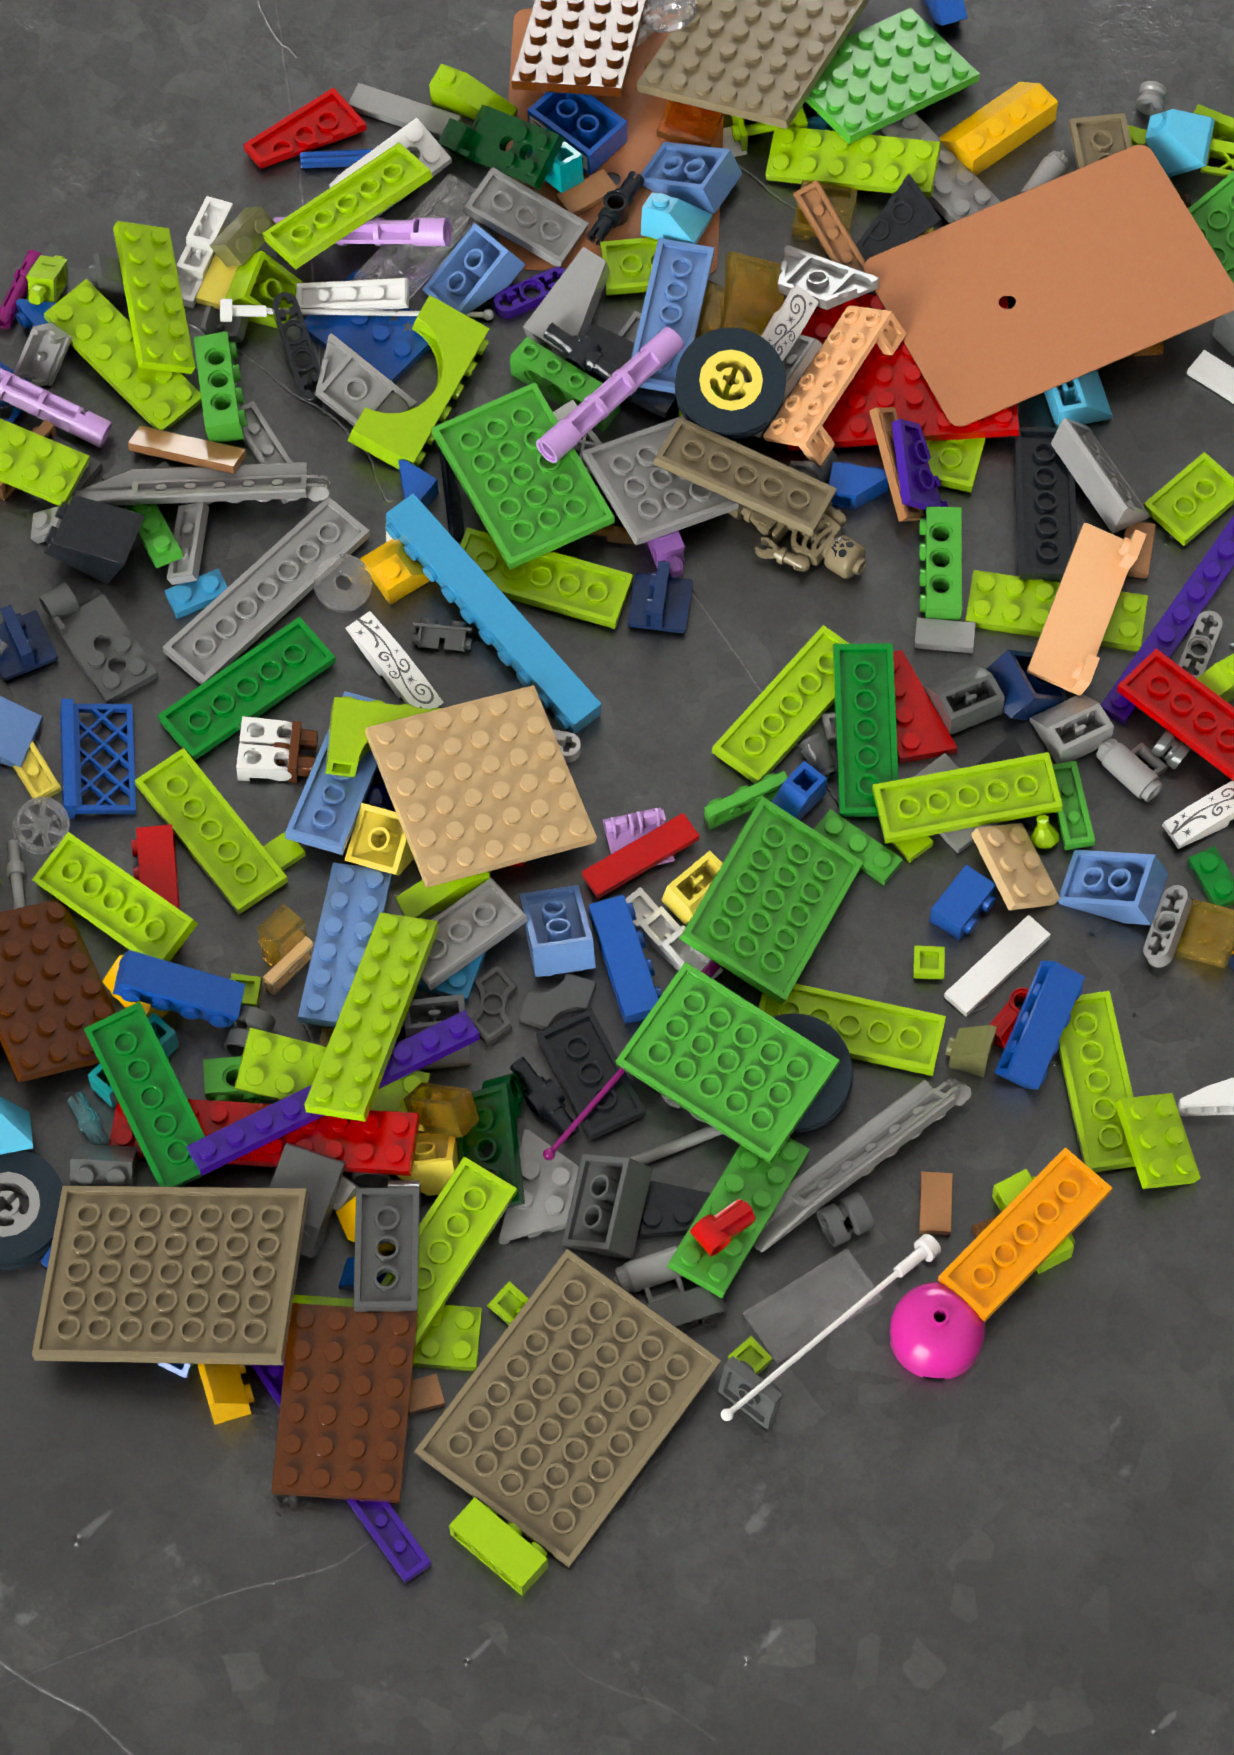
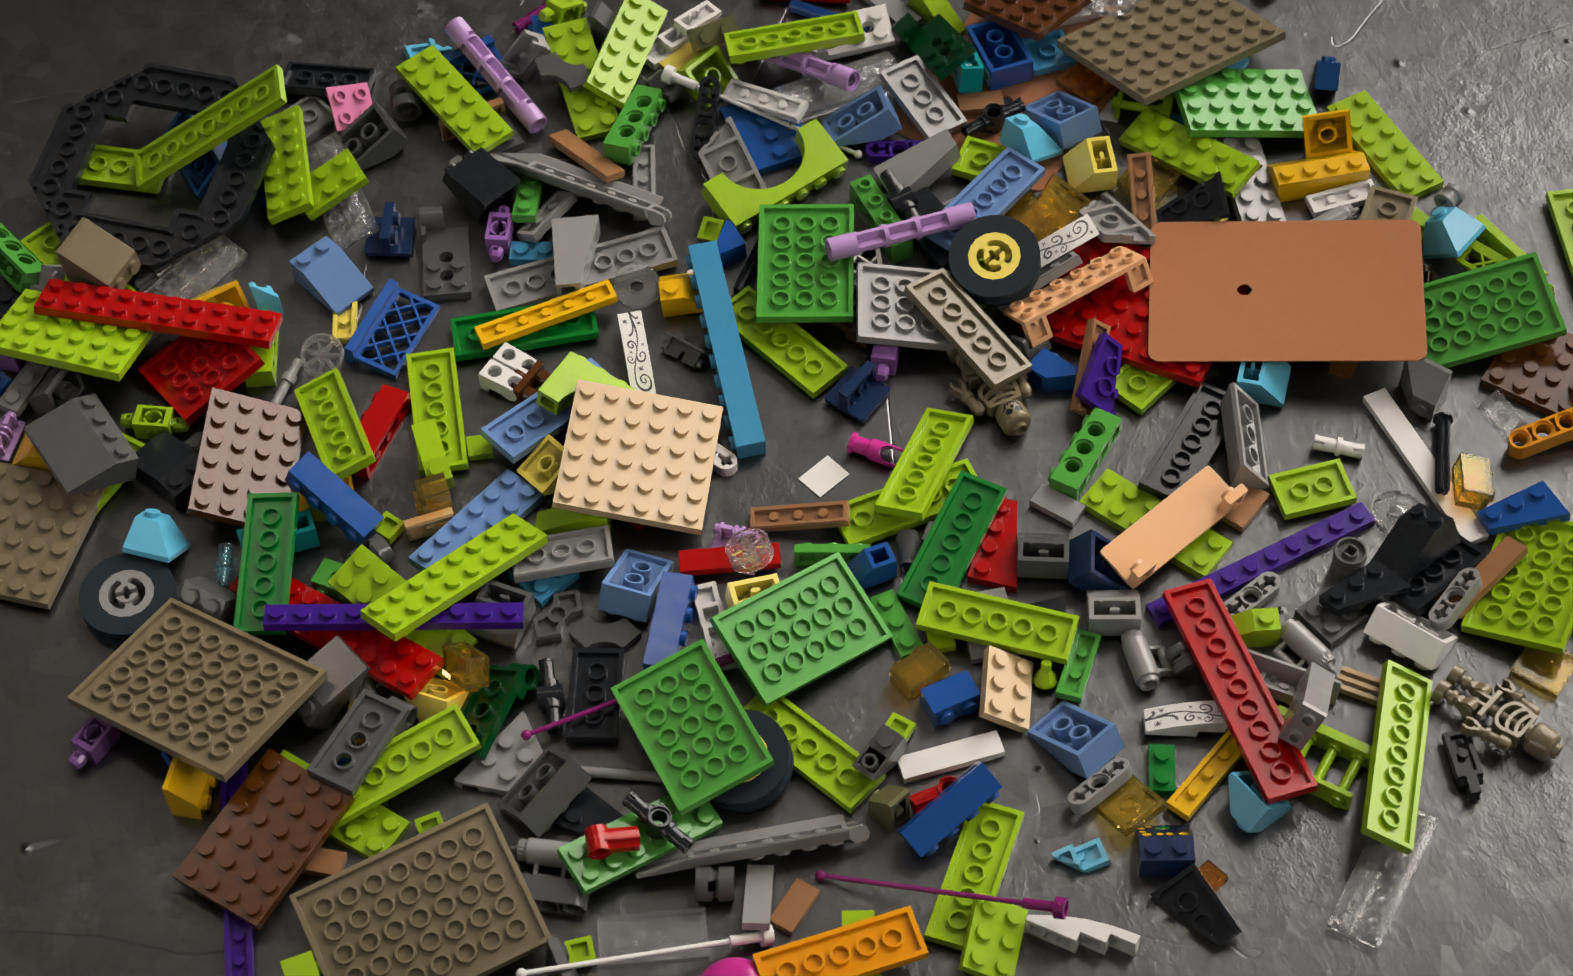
camera: 30 degrees right, 10 degrees down
(73, 1402) = (91, 749): none -> medium lavender piece
(91, 359) = (554, 68): none -> dark grey tile
(149, 603) = (499, 243): none -> medium lavender piece
(245, 883) = (432, 450): none -> lime slope
(250, 574) = (574, 250): none -> light grey slope
(267, 663) = (546, 314): none -> yellow plate
(384, 478) = (710, 229): none -> lime plate
(633, 105) = (1046, 55): none -> dark azure plate
(664, 836) = (747, 552): none -> clear wheel
(678, 713) = (823, 476): none -> white sticker
(685, 772) = (800, 516): none -> medium nougat tile
(714, 660) = (871, 449): none -> dark pink piece
(756, 221) = (1091, 165): none -> light yellow slope
(770, 1183) = (650, 813): none -> black pin
(786, 653) = (924, 464): none -> lime plate
(897, 1211) = (758, 897): none -> light grey tile
(914, 888) = (918, 670): none -> clear yellow brick
(933, 998) = (881, 753): none -> dark grey slope
(991, 77) = (1327, 133): none -> yellow slope
(1045, 139) = (1352, 194): none -> white plate
(1048, 61) = (1387, 147): none -> lime plate
(1192, 1009) = (1085, 857): none -> medium azure slope
(1194, 438) = (1338, 446): none -> white pin
(1215, 1078) = (1058, 908): none -> magenta piece

